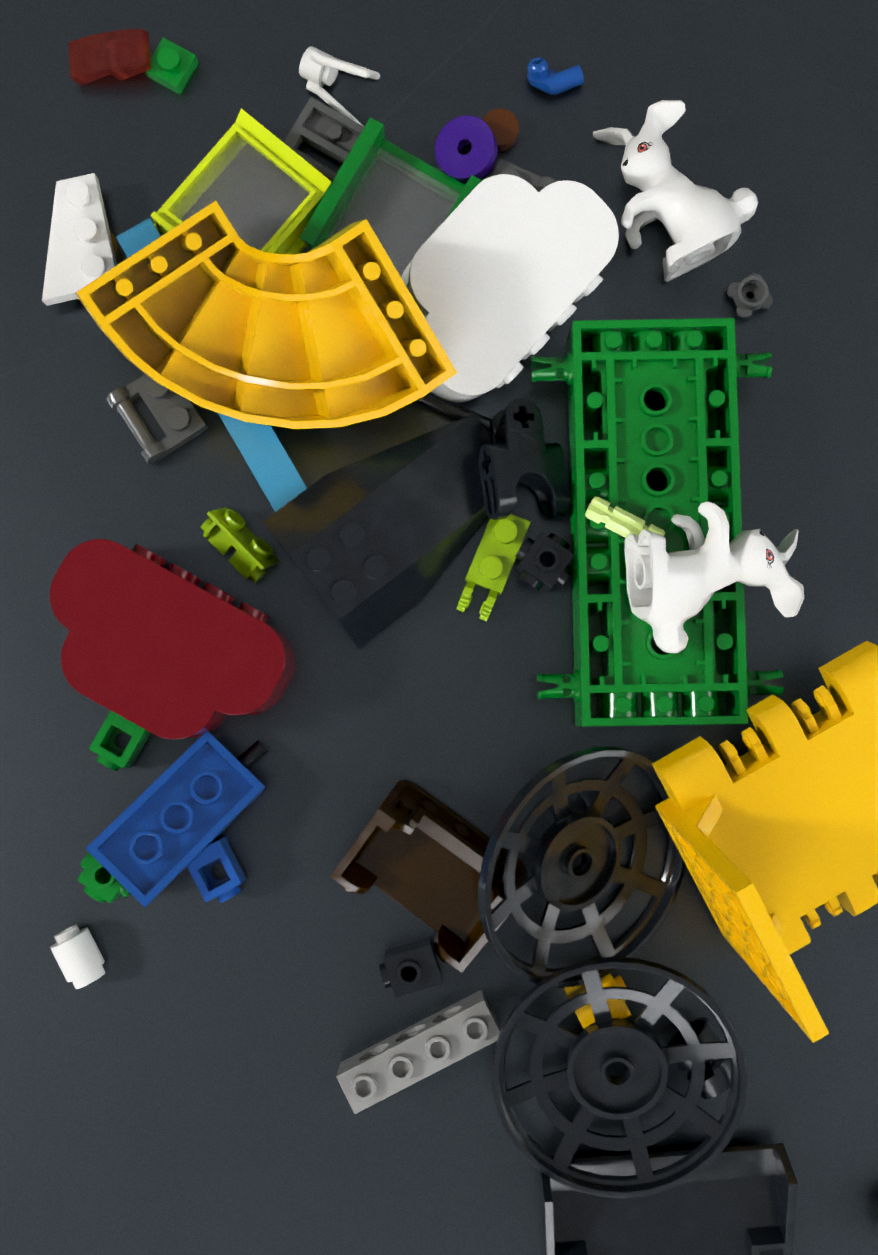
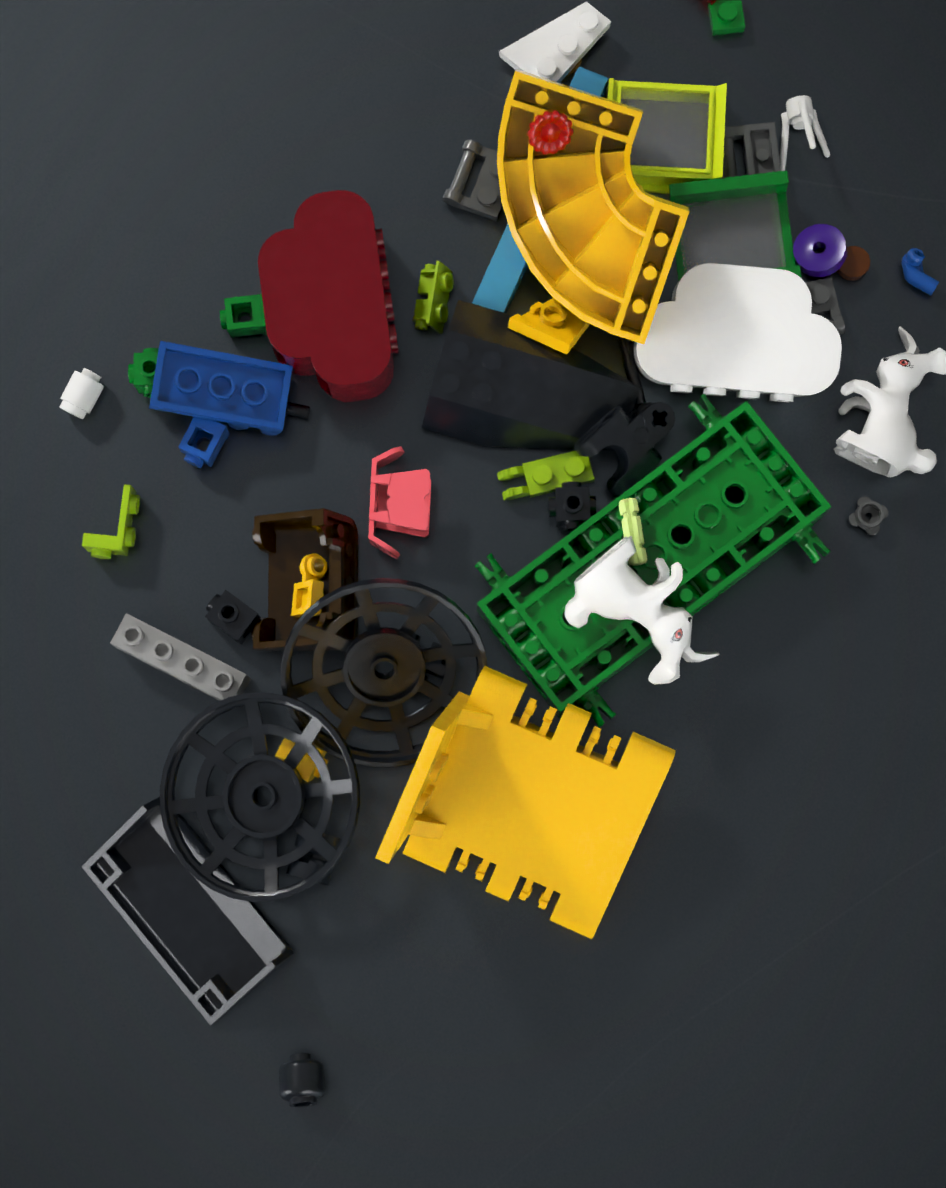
camera: 55 degrees right, 5 degrees down
(167, 304) = (550, 132): none -> red piece
(250, 1012) = (104, 545): none -> lime bracket
(355, 452) = (550, 325): none -> yellow wing
(418, 725) = (398, 501): none -> coral piece
(444, 878) = (310, 589): none -> yellow plate

